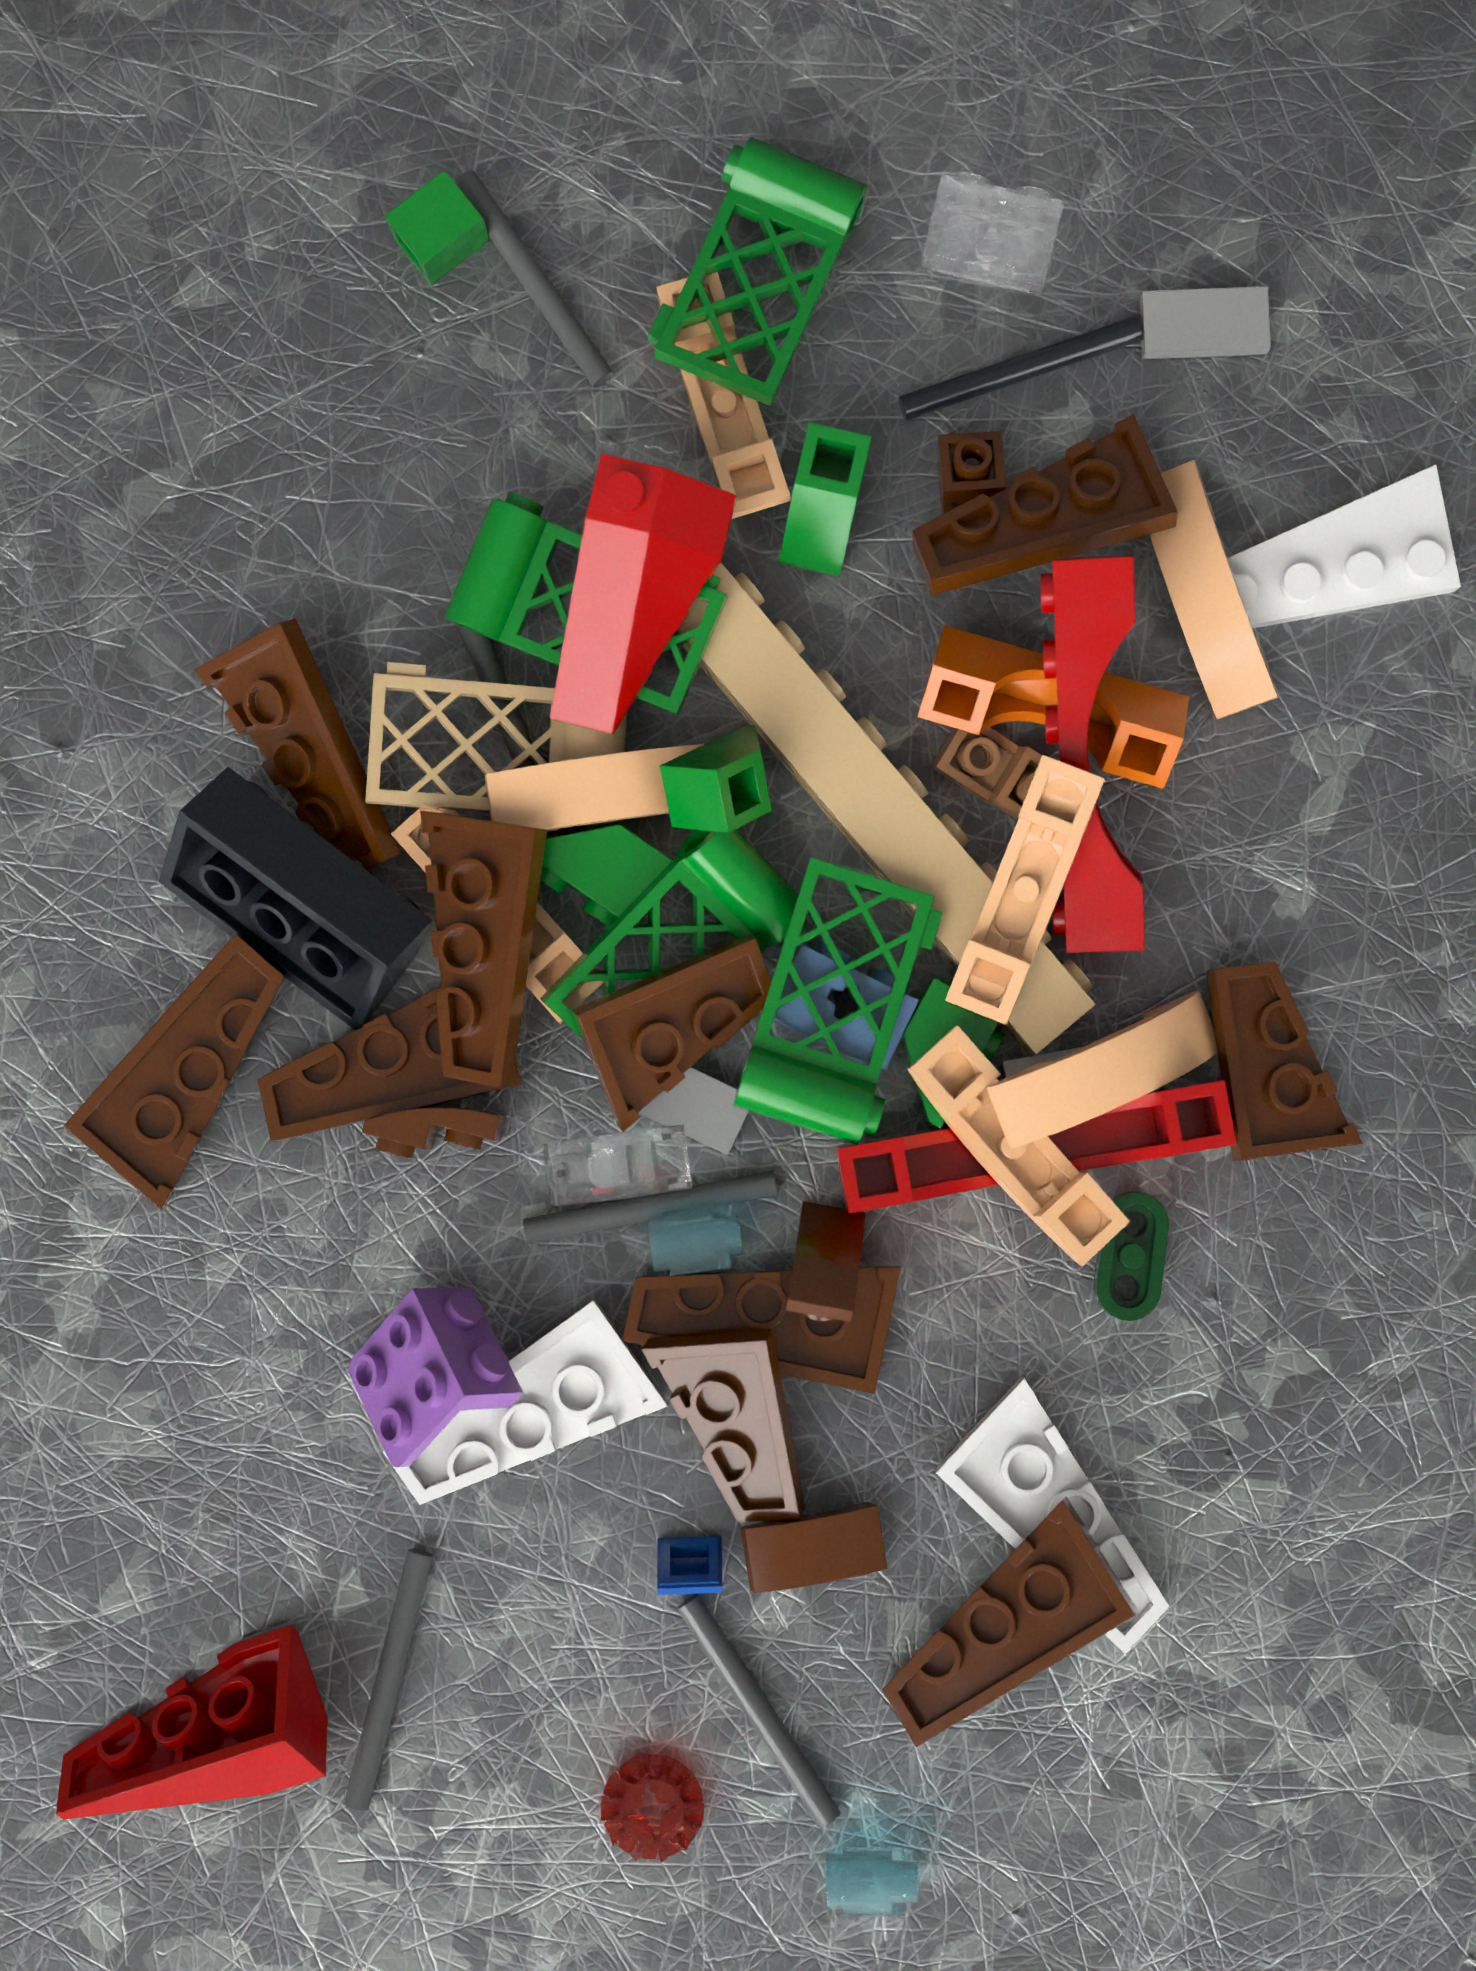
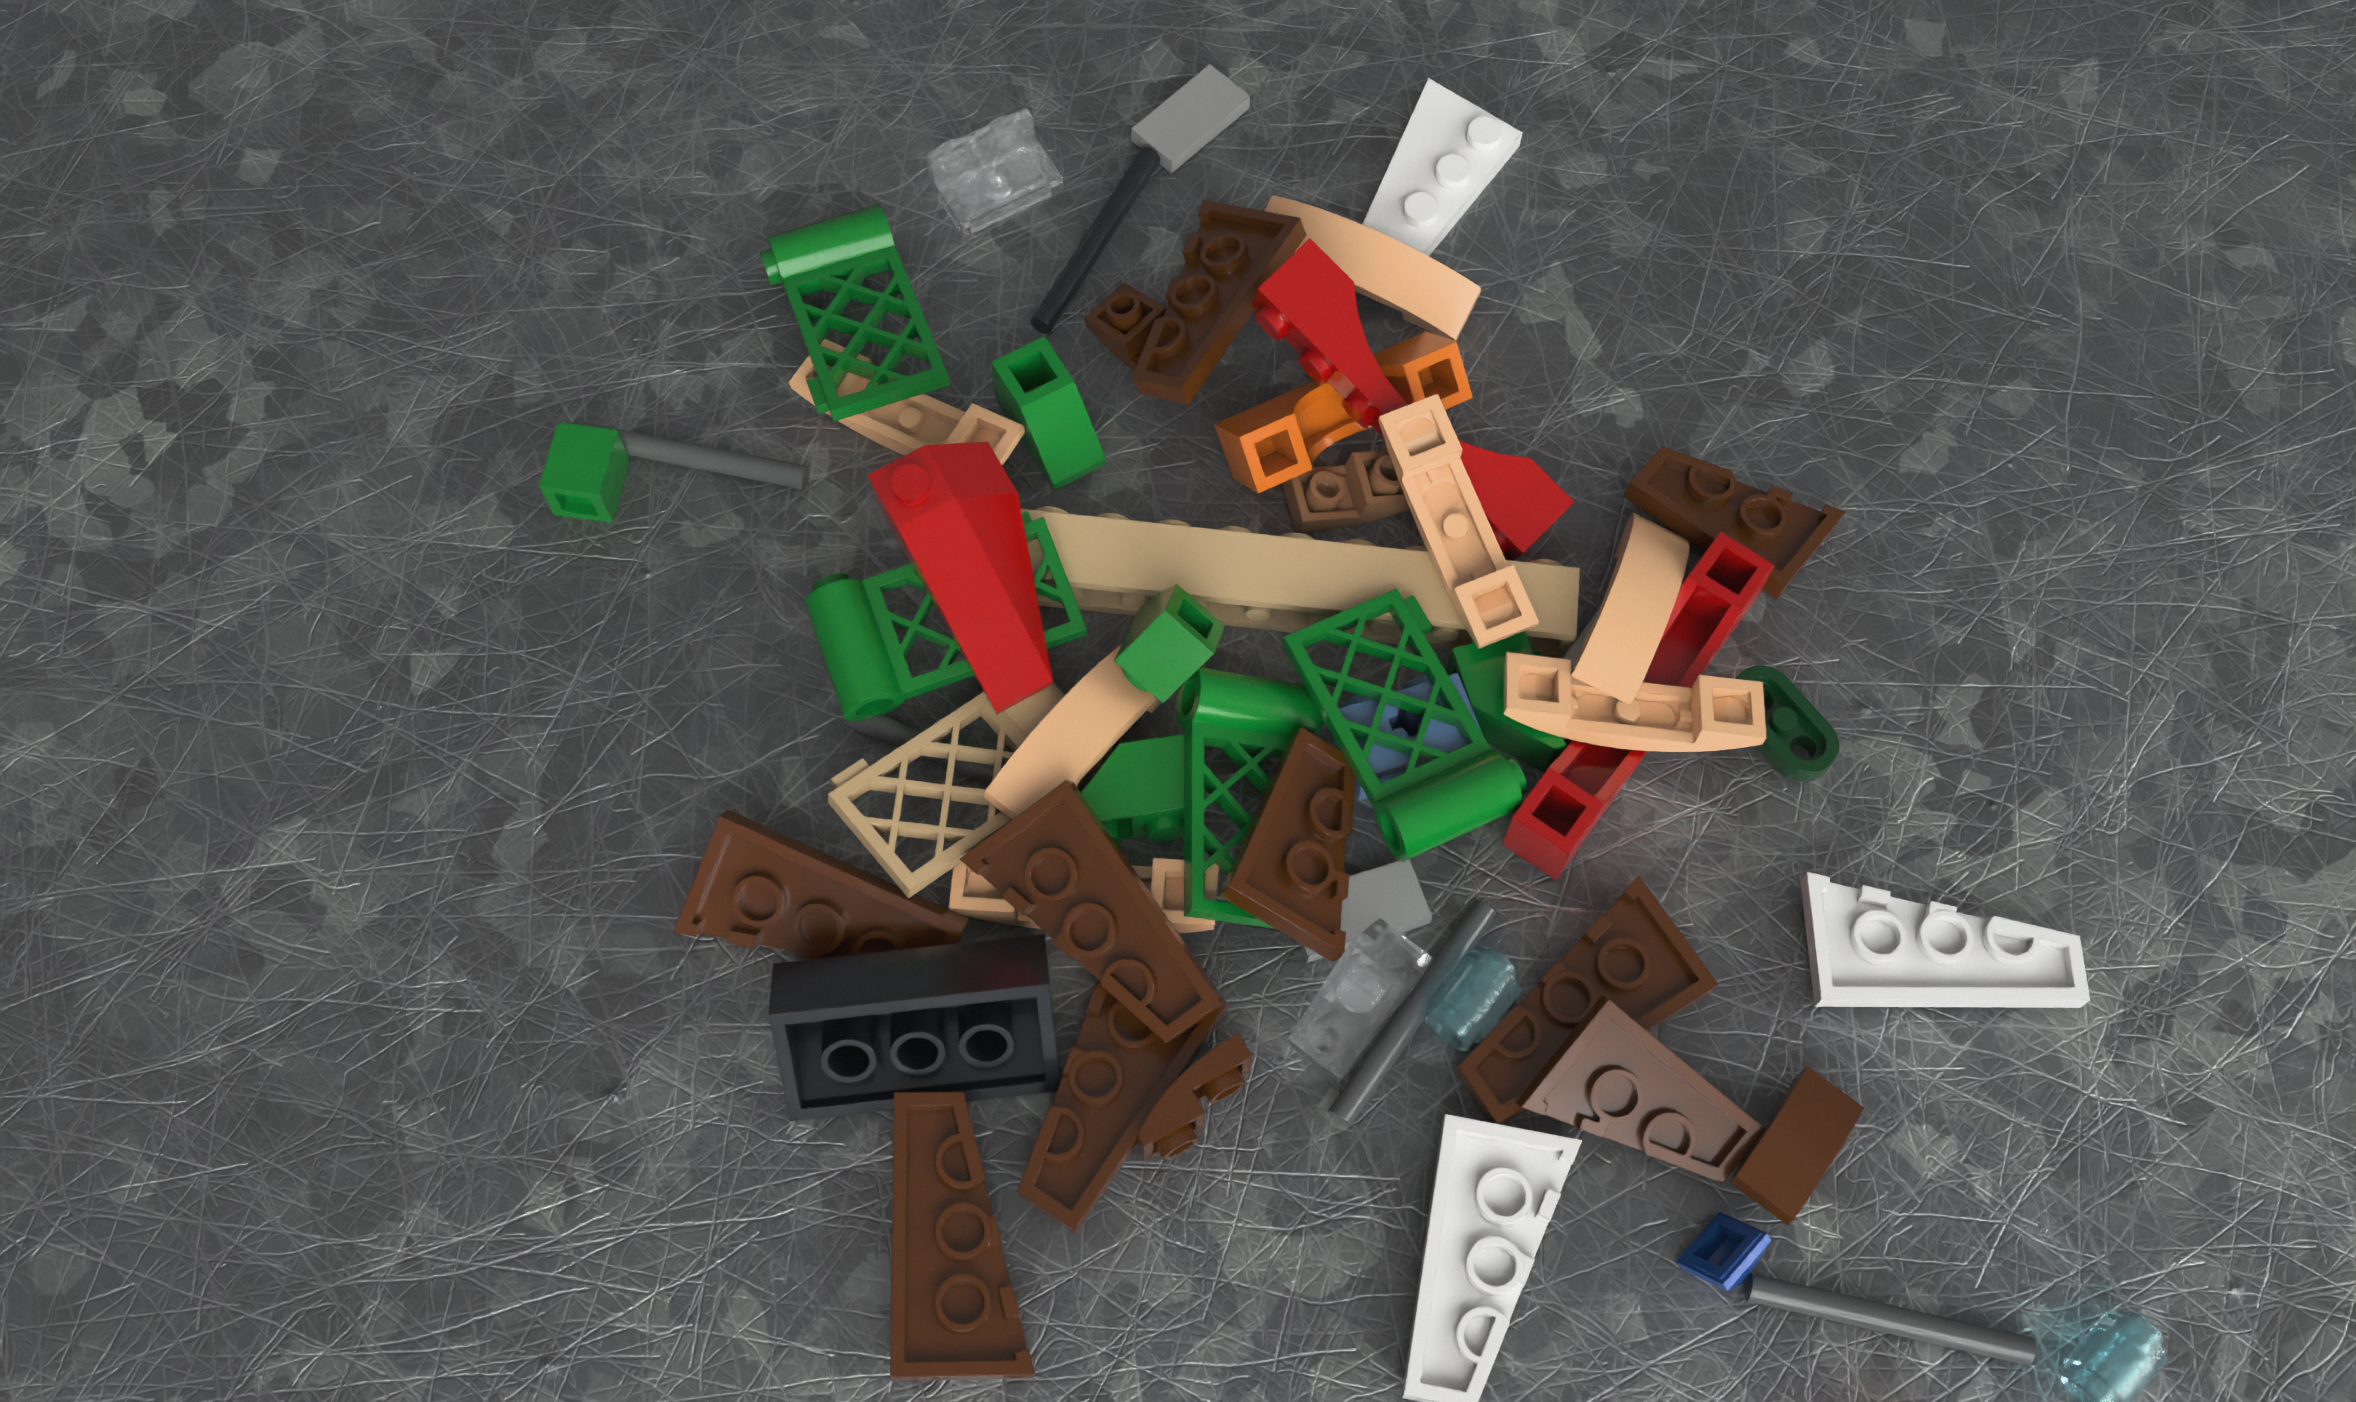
camera: 50 degrees left, 20 degrees down
(428, 1366) = (1377, 1290): medium lavender bracket -> none
(826, 1262) = (1588, 916): reddish brown slope -> none
(1022, 1620) = (1998, 1049): reddish brown wing -> none

